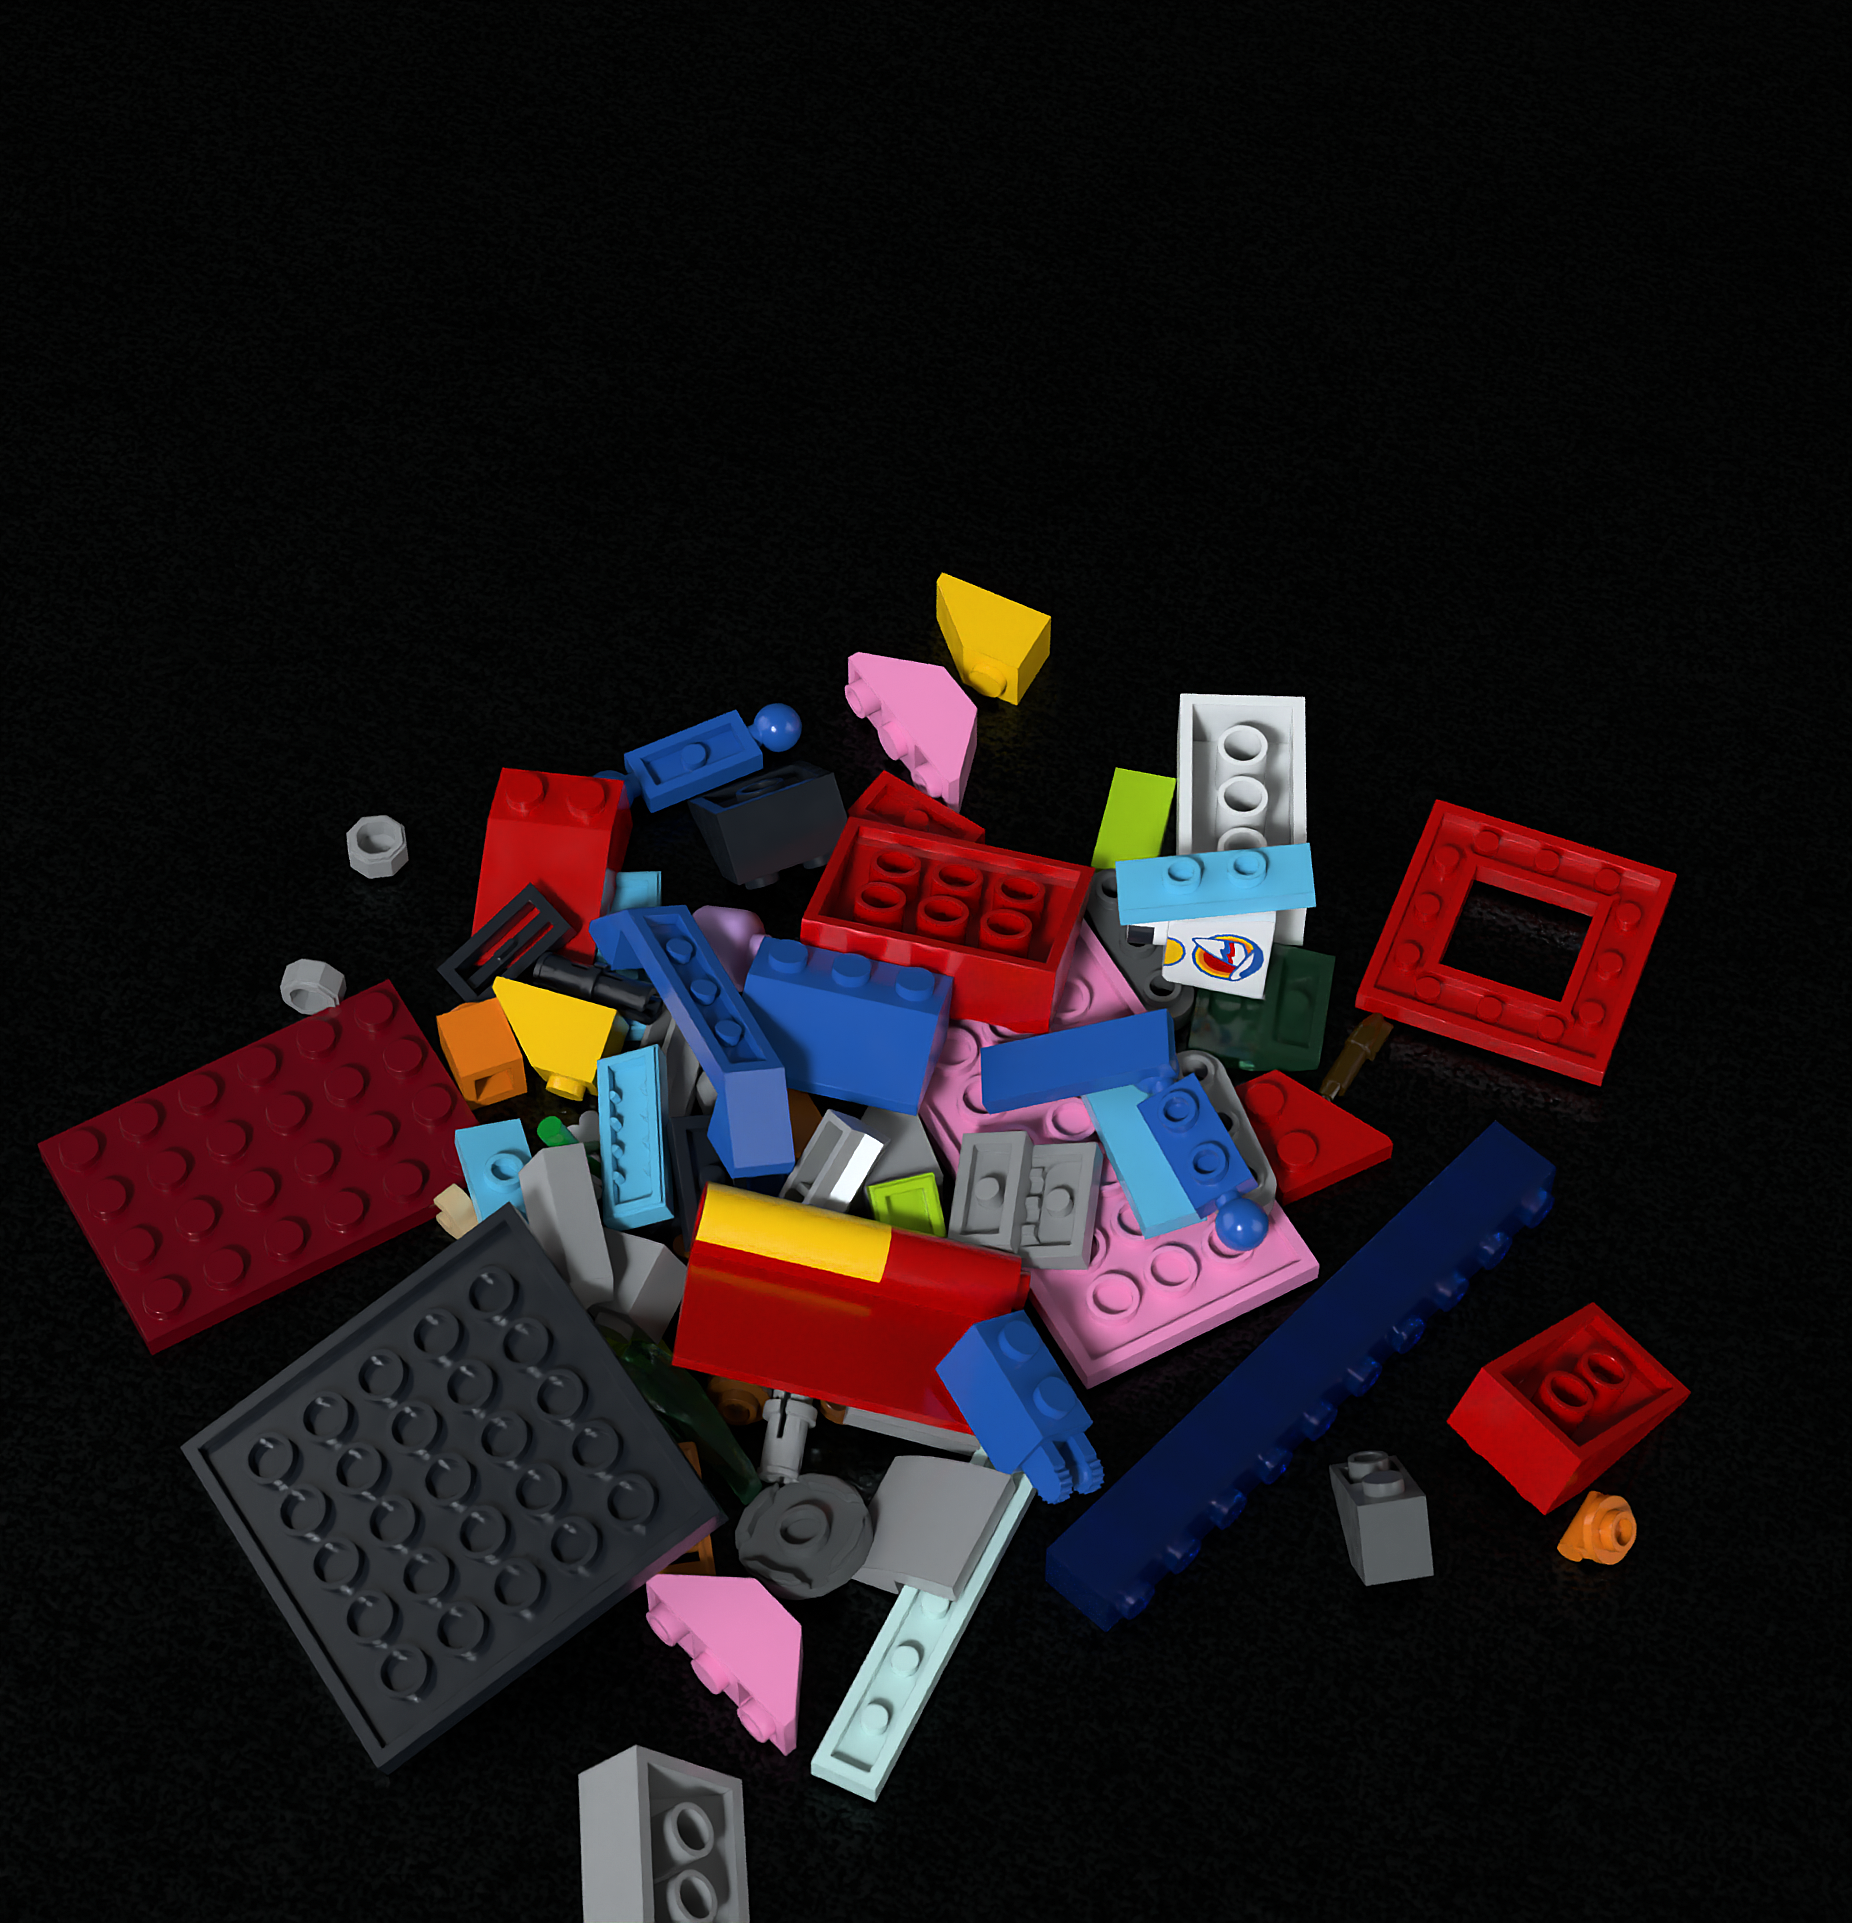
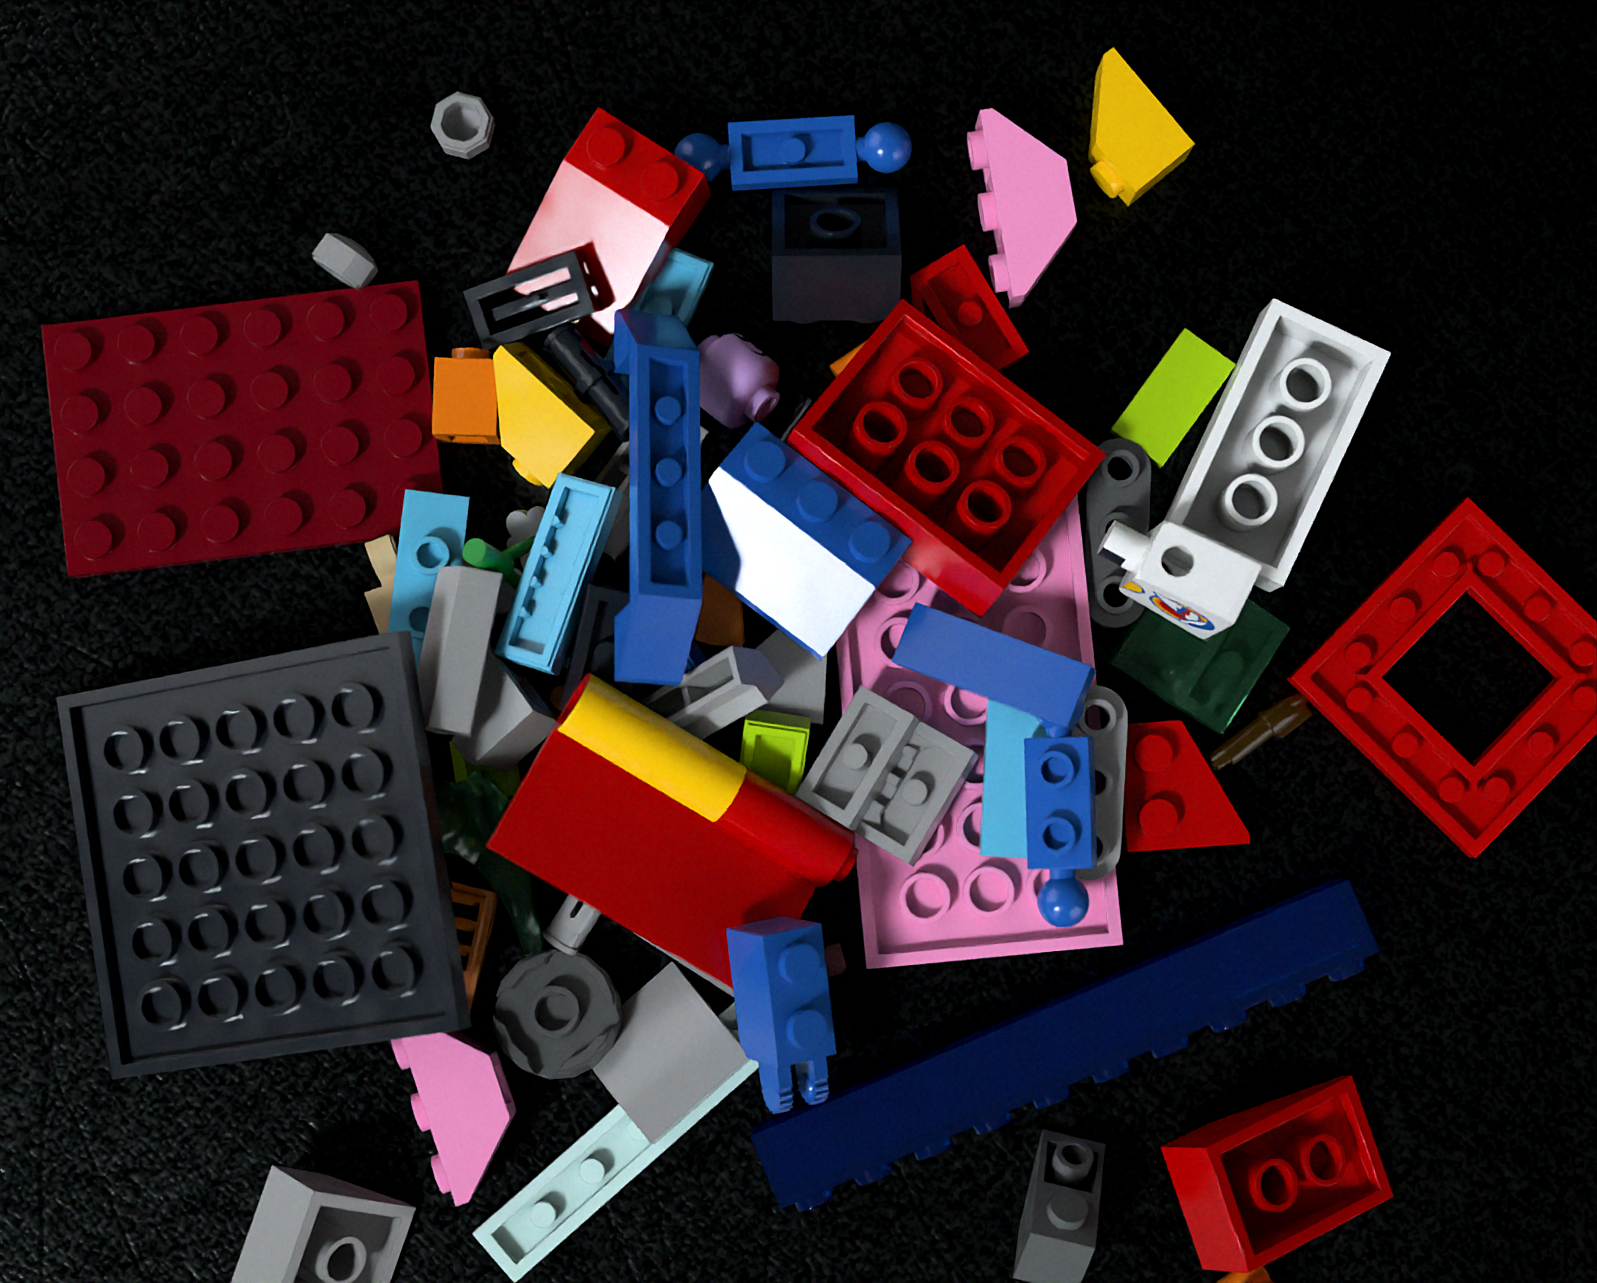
camera: 20 degrees right, 30 degrees up
(1215, 884) = (1196, 560): medium azure plate -> none

